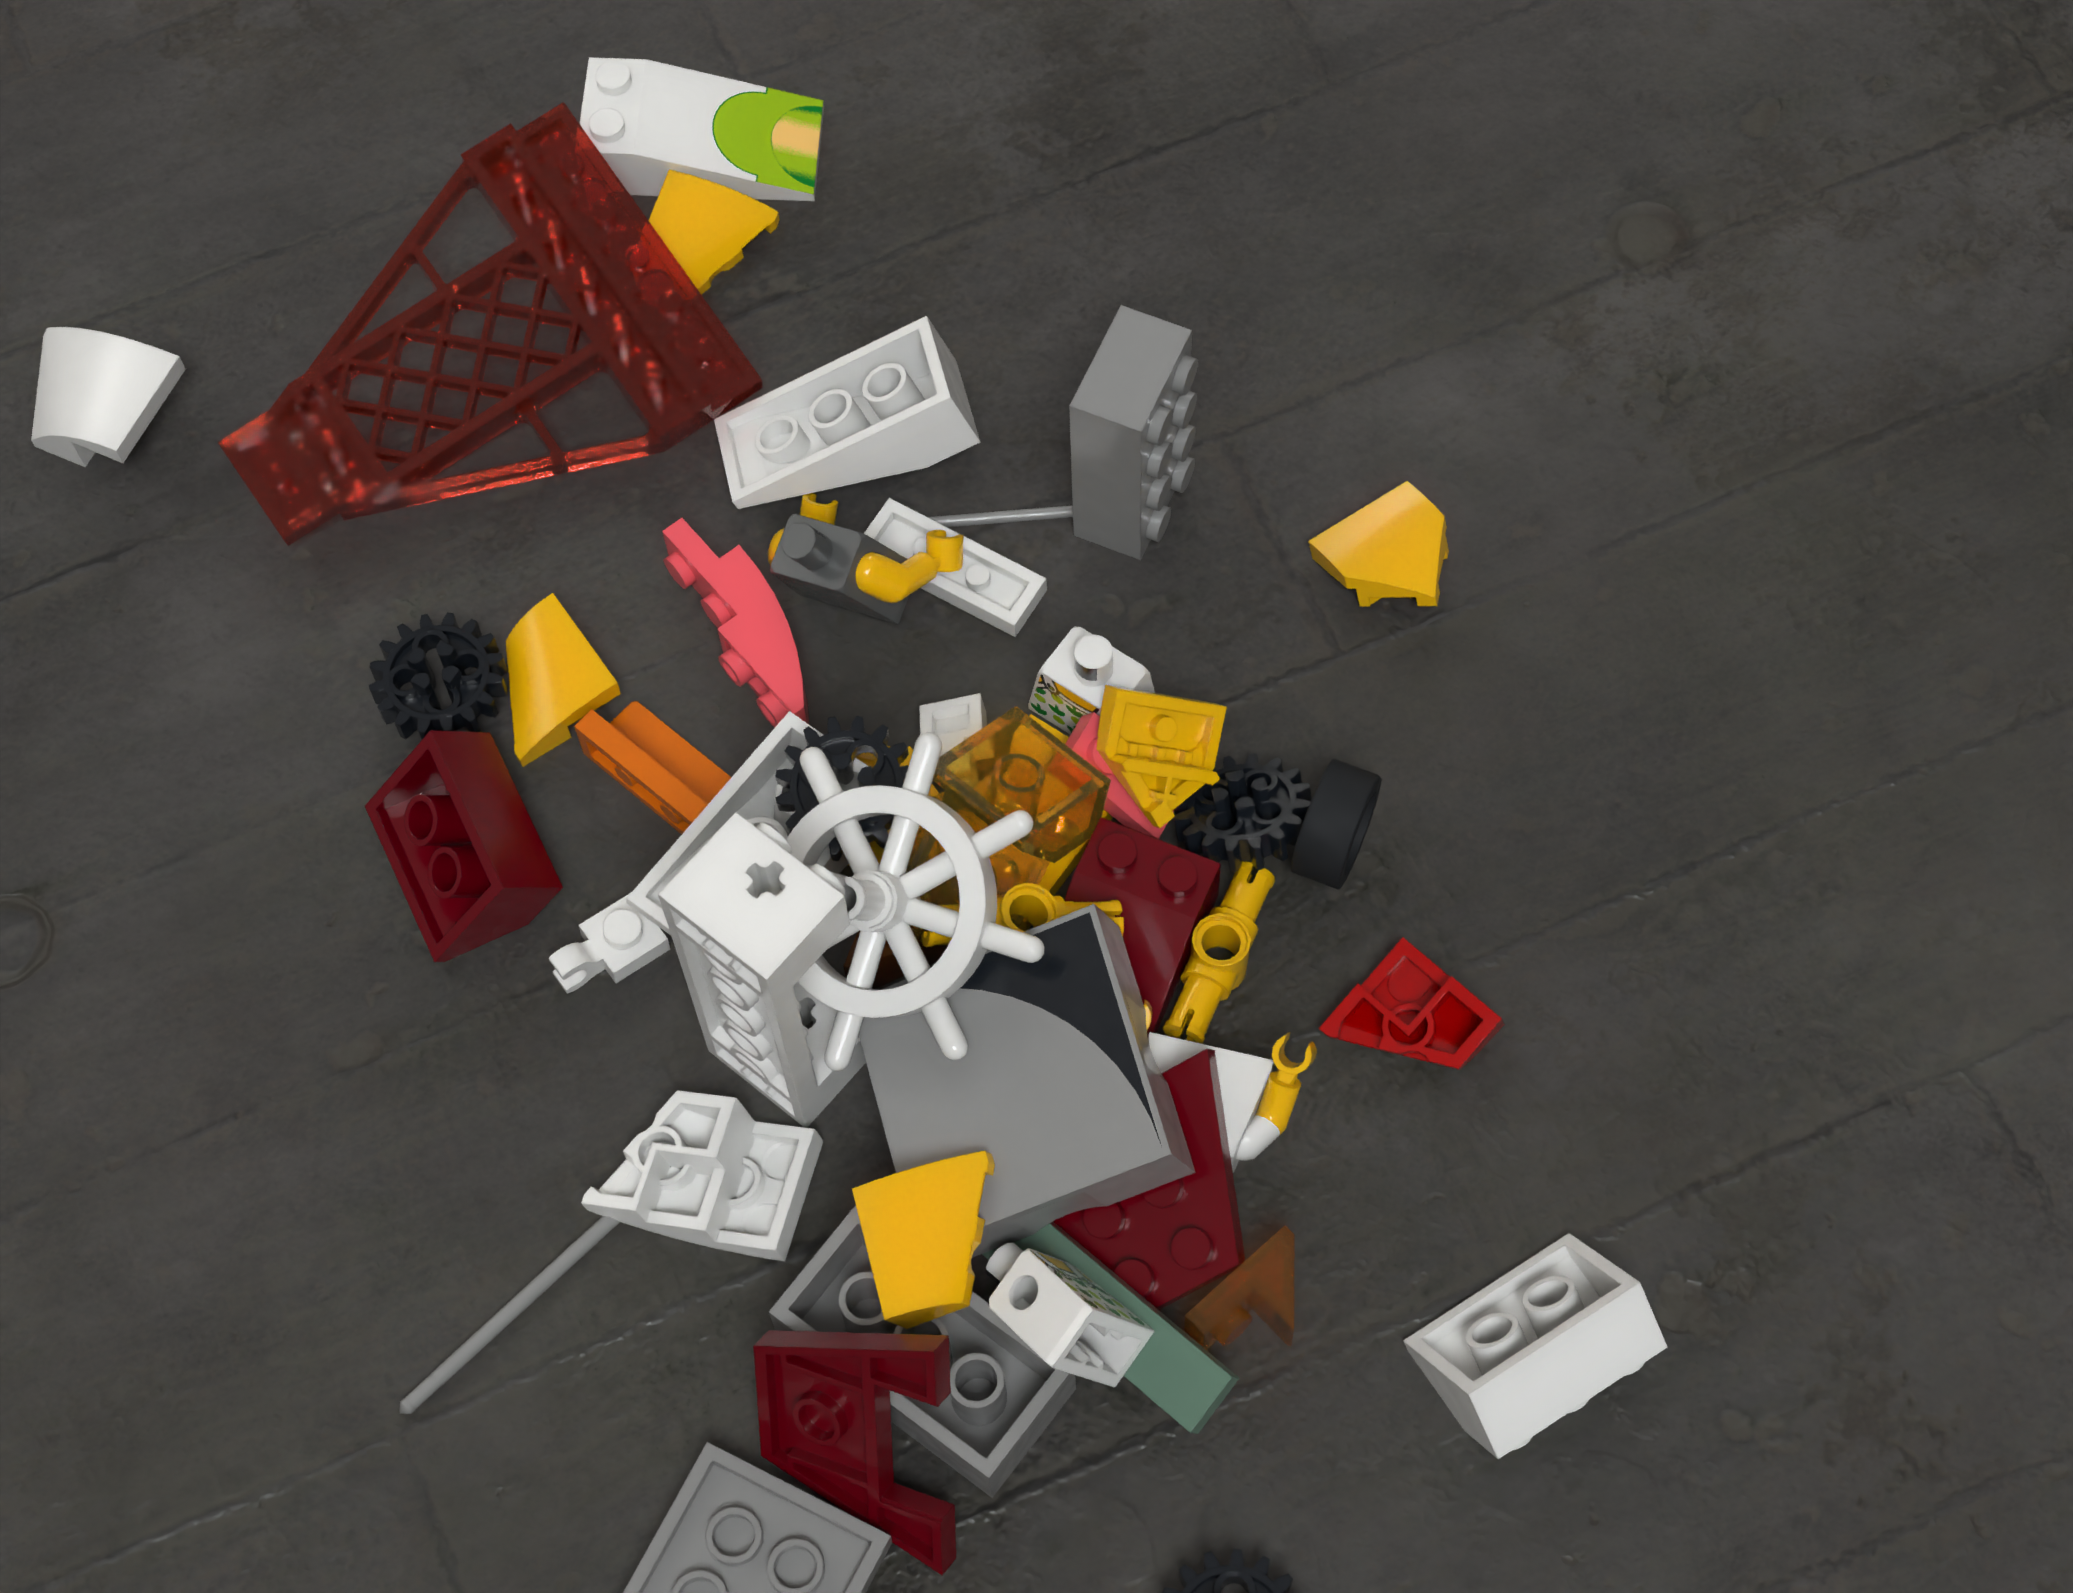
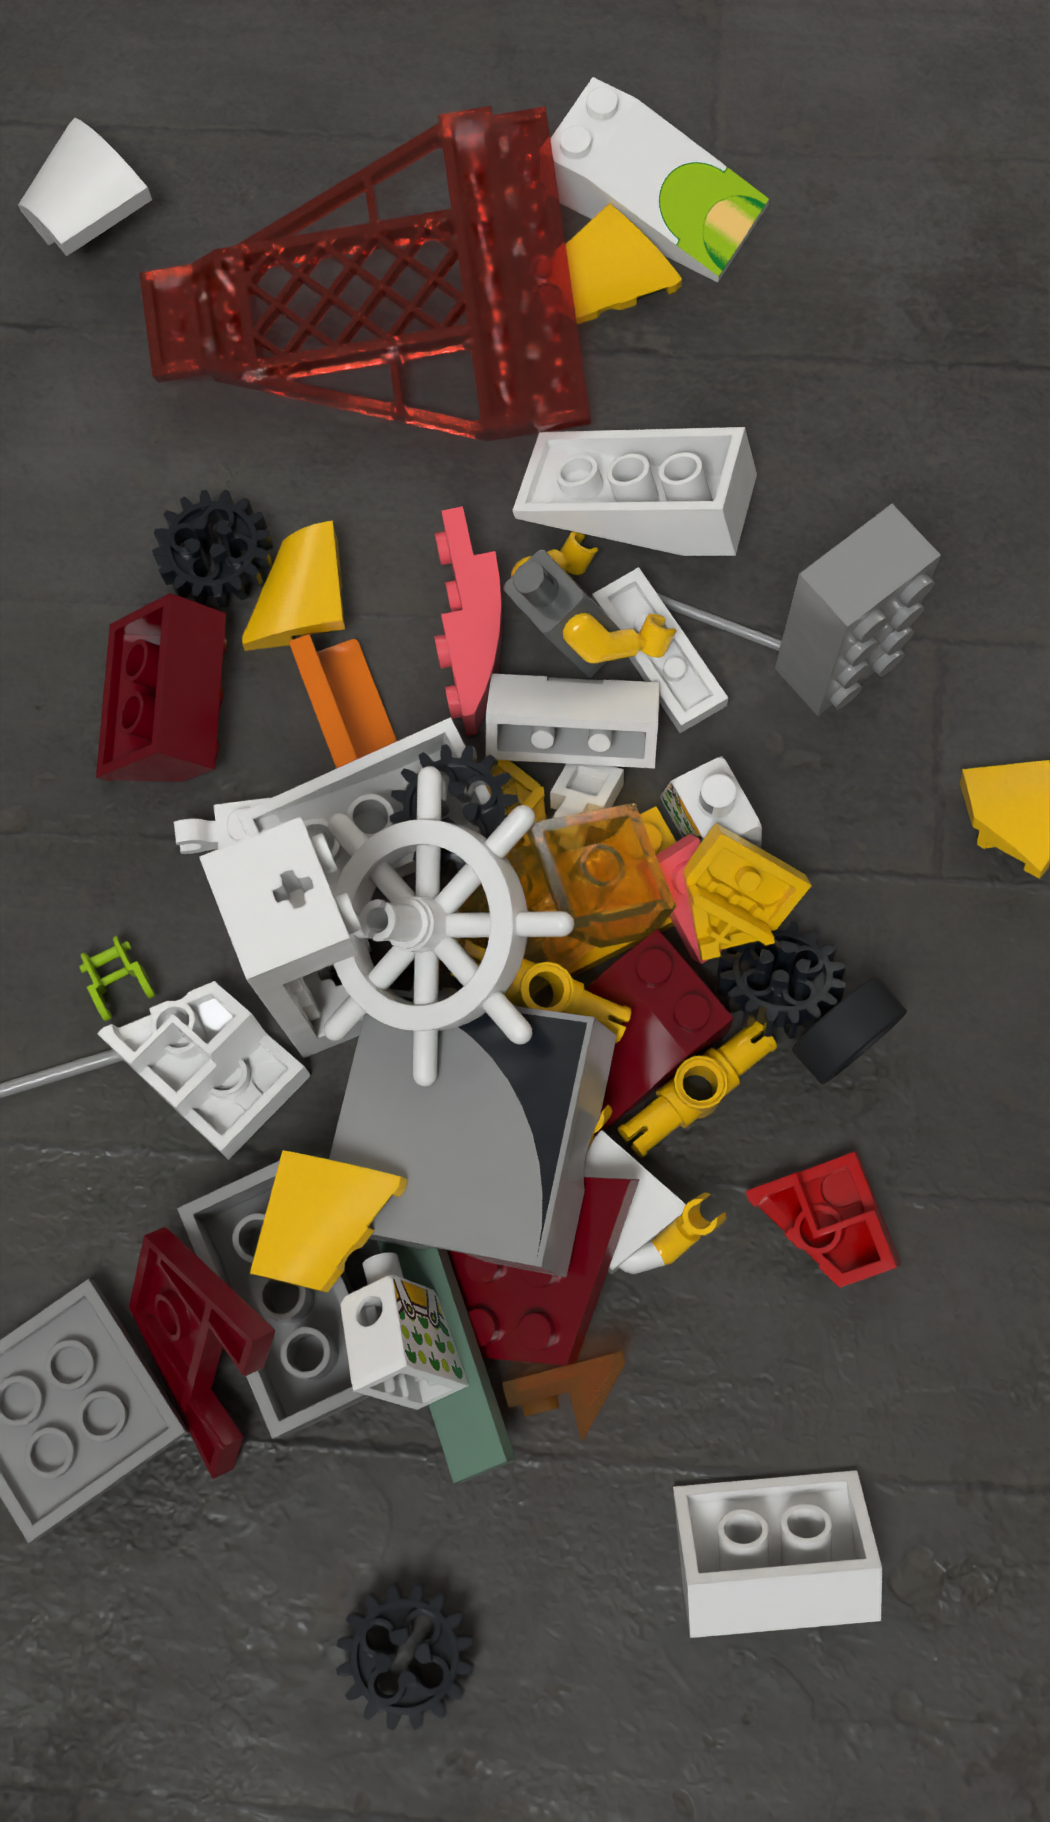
camera: 30 degrees right, 10 degrees up
(583, 1127) = (98, 988): none -> lime piece
(907, 668) = (572, 720): none -> white piece

